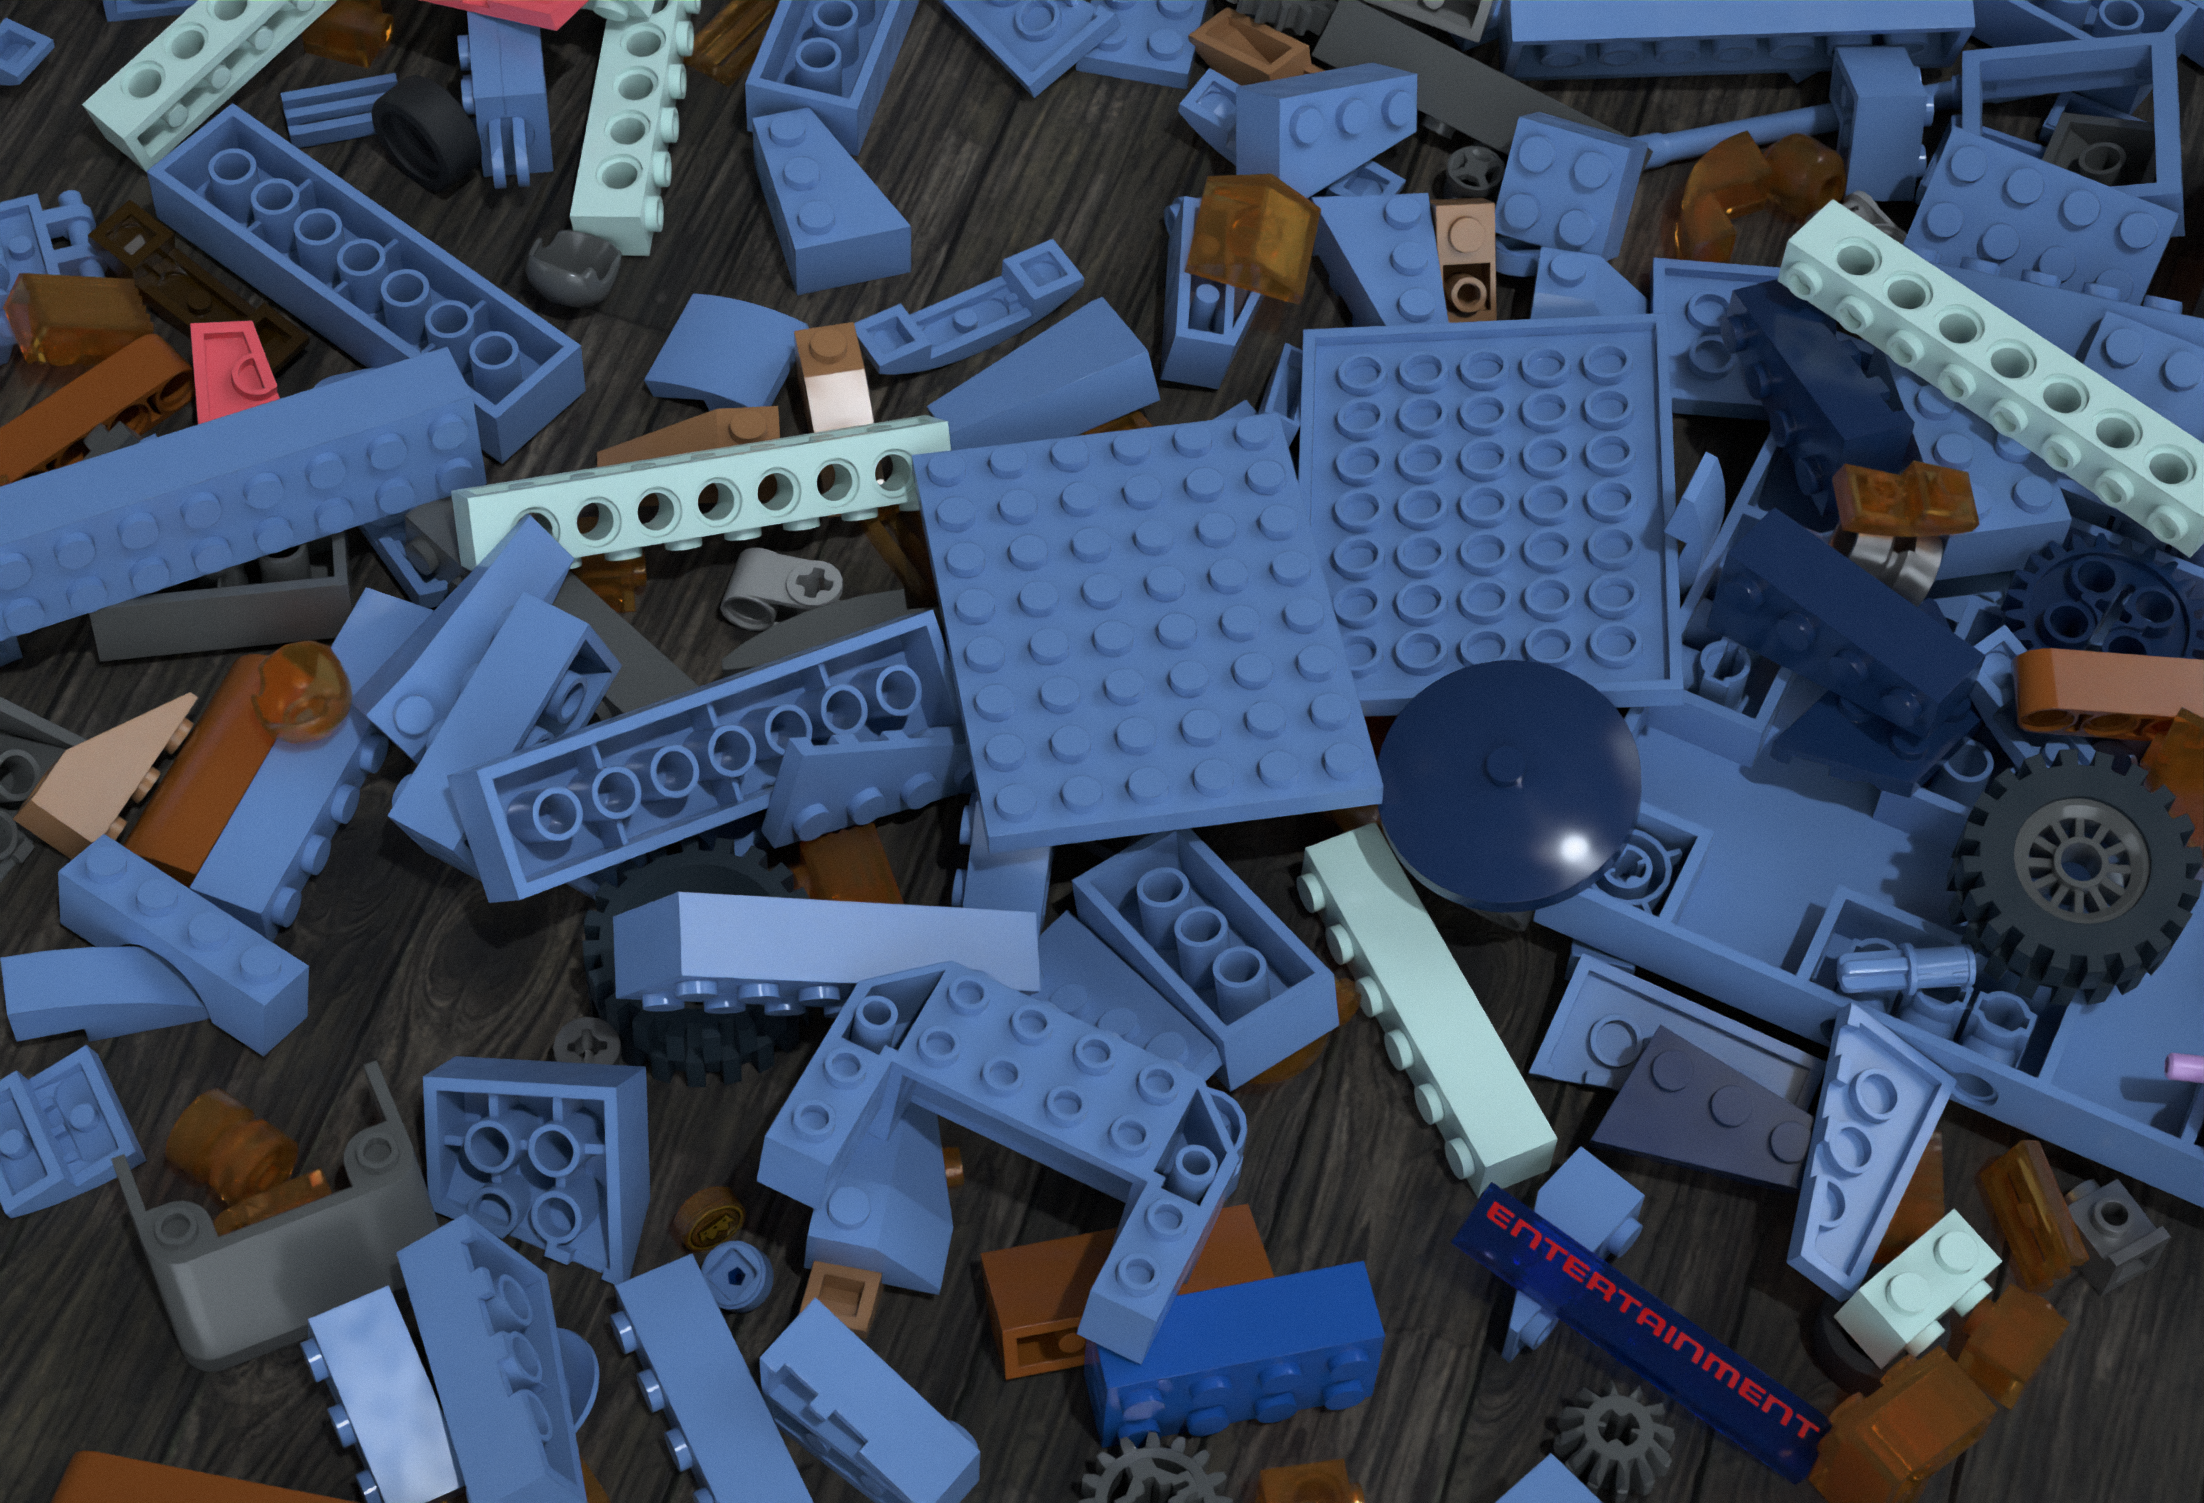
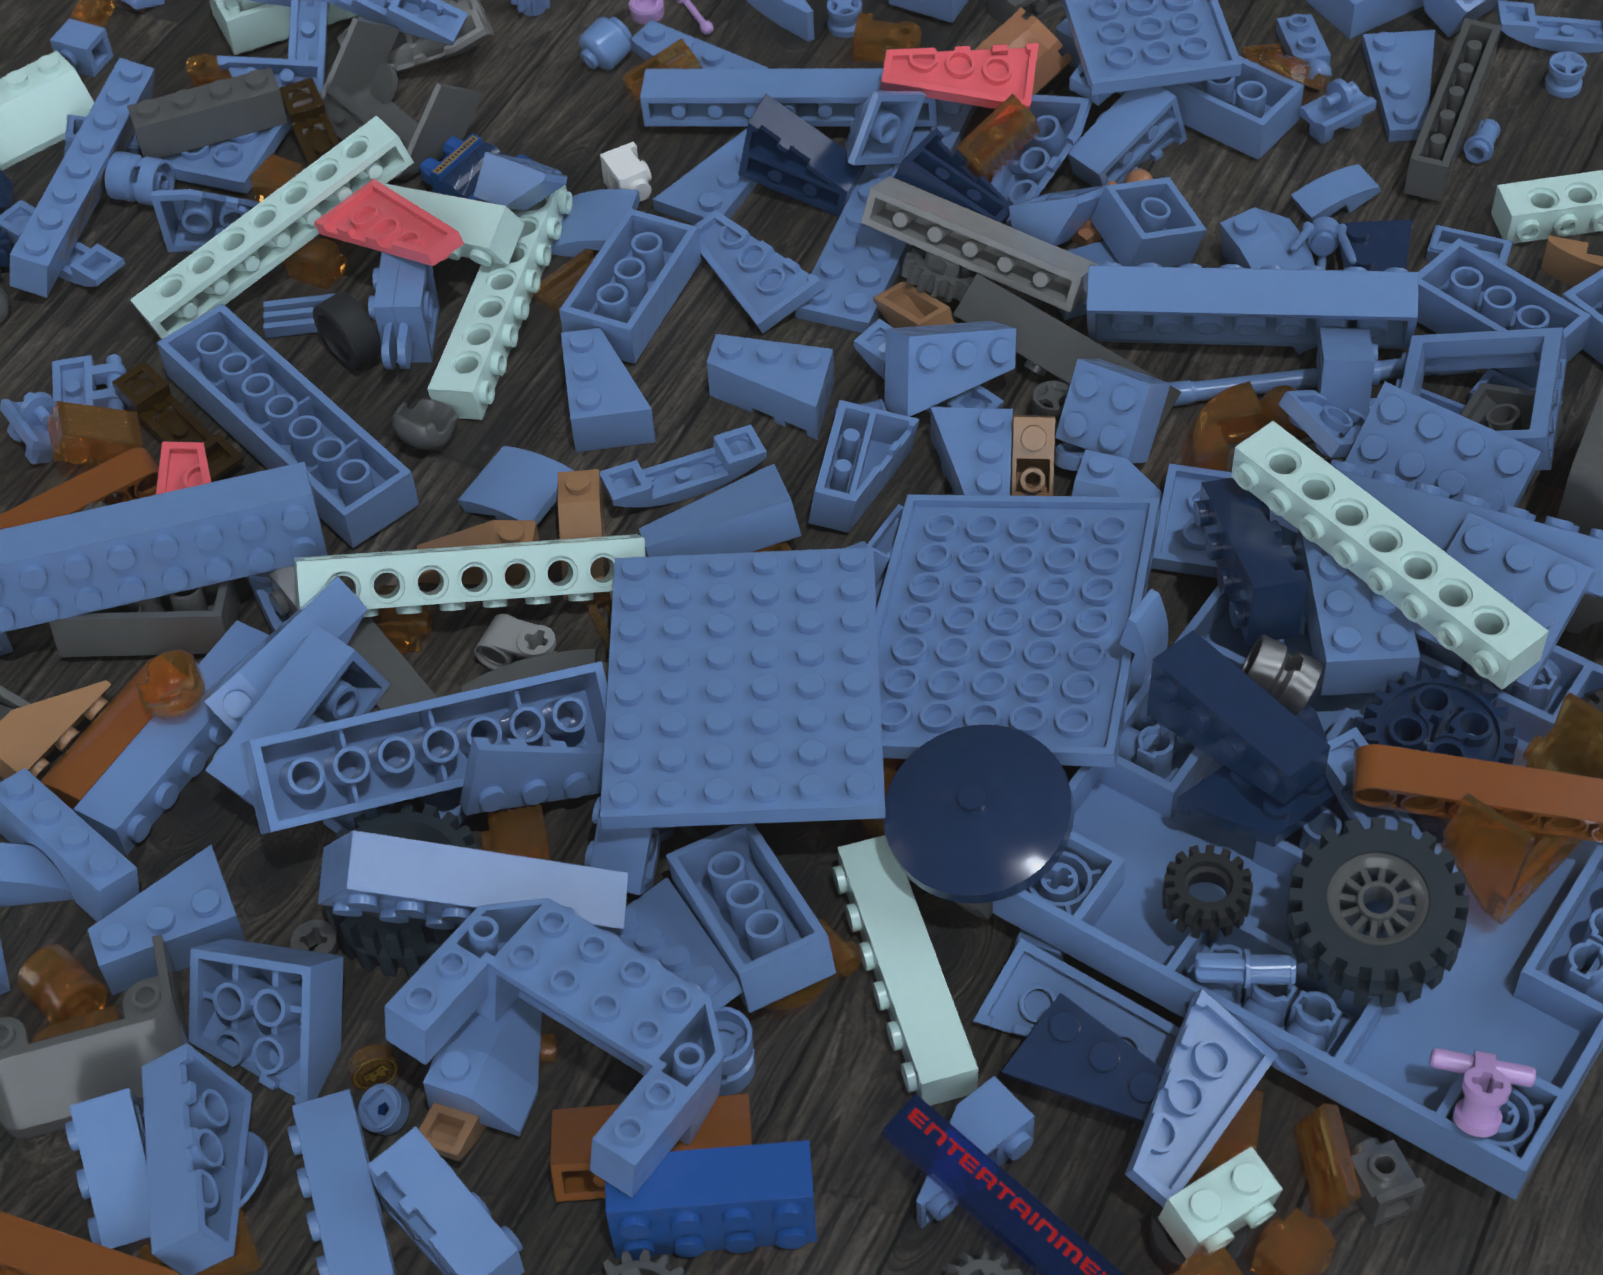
camera: 15 degrees right, 5 degrees down
(387, 1012) = (184, 906): none -> medium blue wedge
(1069, 167) = (773, 378): none -> medium blue wedge
(1254, 235) = (883, 429): clear orange slope -> none
(1845, 838) = (1207, 915): none -> black tyre
(1877, 193) = (1326, 425): none -> medium blue plate
(1913, 504) = (1305, 636): clear orange slope -> none

